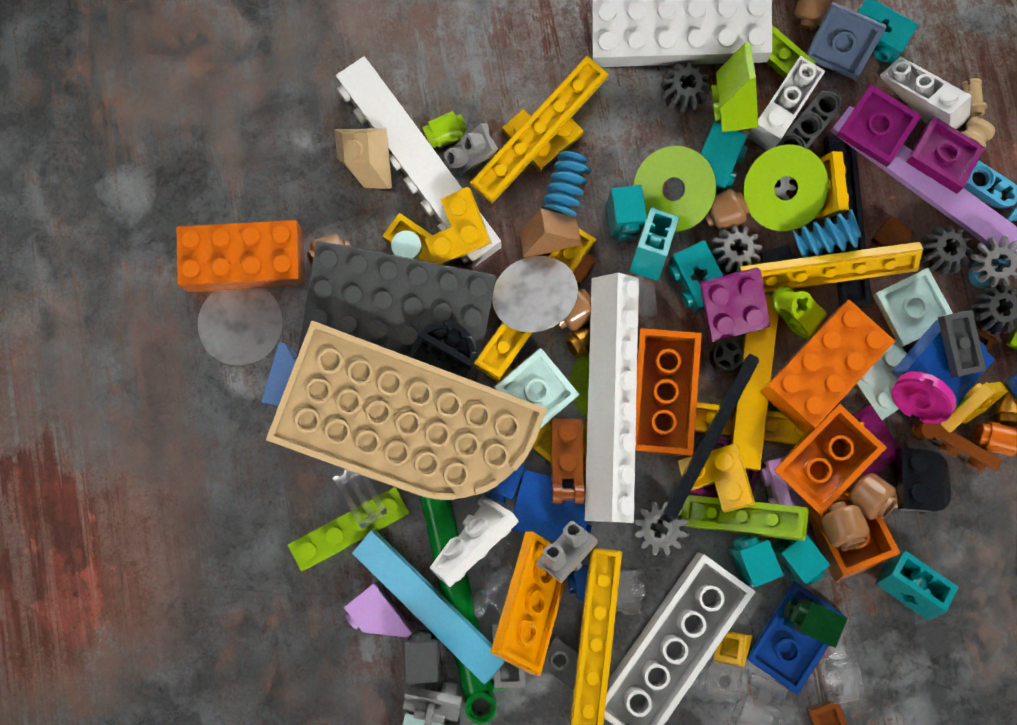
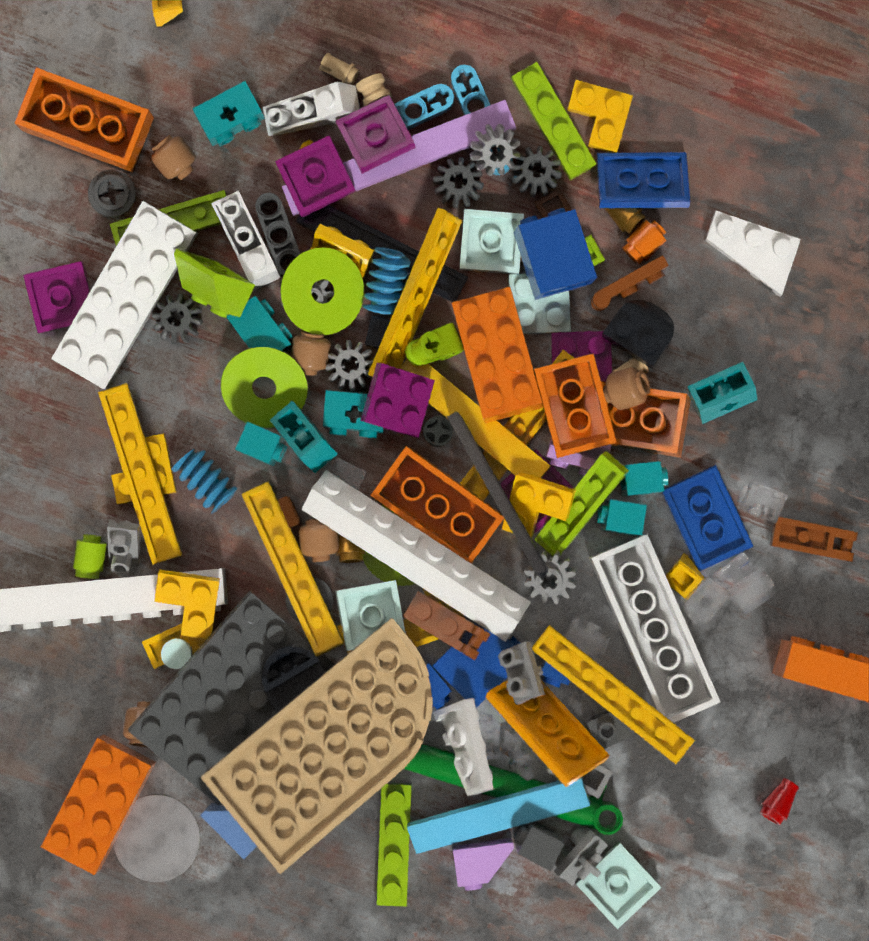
camera: 60 degrees left, 5 degrees up
(365, 155) = (71, 642): tan slope -> none
(372, 516) = (395, 819): clear tile -> none
(535, 294) = (285, 566): flat silver sticker -> none
(549, 233) = (239, 520): medium nougat slope -> none
(814, 621) = (698, 500): dark green brick -> none
(845, 41) = (221, 154): sand blue tile -> none
(845, 526) = (637, 427): medium nougat head -> none
(892, 233) = (417, 218): reddish brown tile -> none
(924, 397) = (570, 291): dark pink tile -> none
(961, 343) = (545, 233): dark grey plate -> none
(980, 400) = (602, 244): yellow wing -> none

